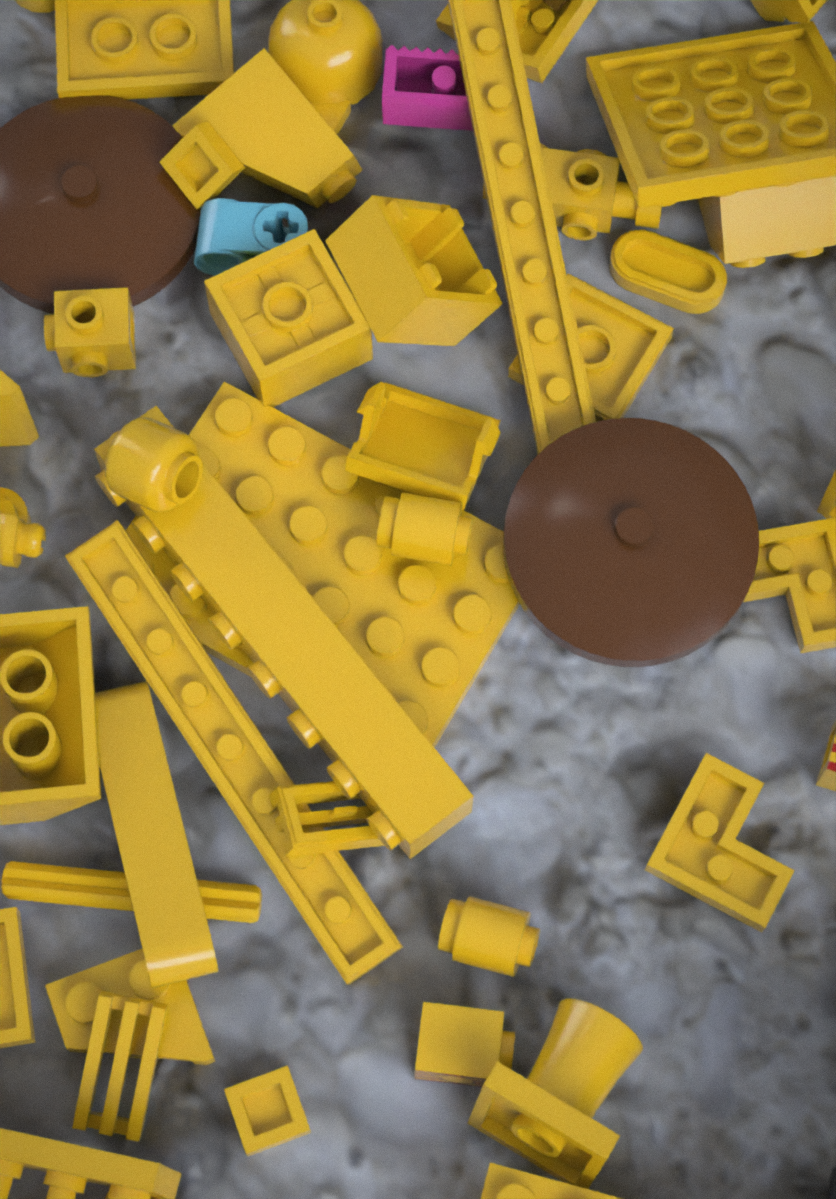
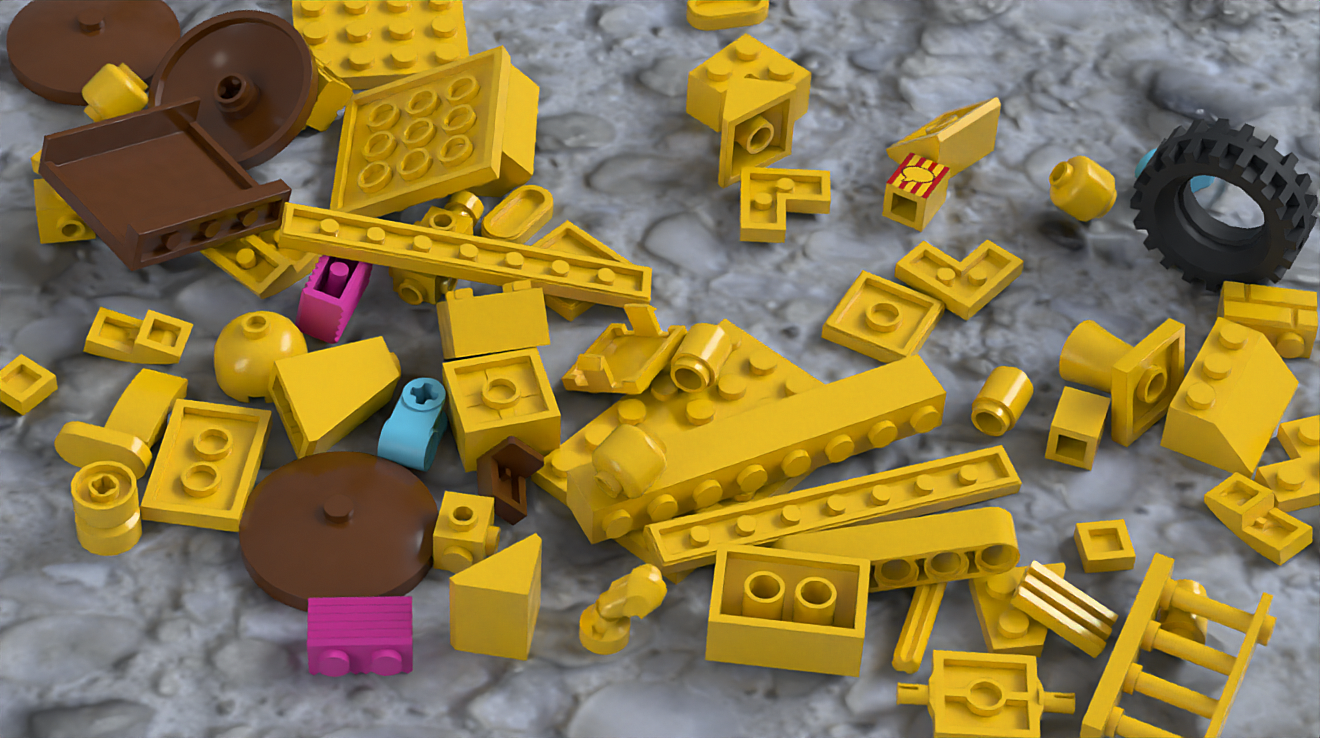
camera: 80 degrees left, 25 degrees down
(183, 355) = (503, 476): none -> reddish brown bracket
(202, 164) = (351, 430): yellow tile -> none
(320, 841) = (901, 464): yellow tile -> none
(615, 759) = (882, 319): none -> yellow tile
(630, 542) = (735, 262): reddish brown dish -> none

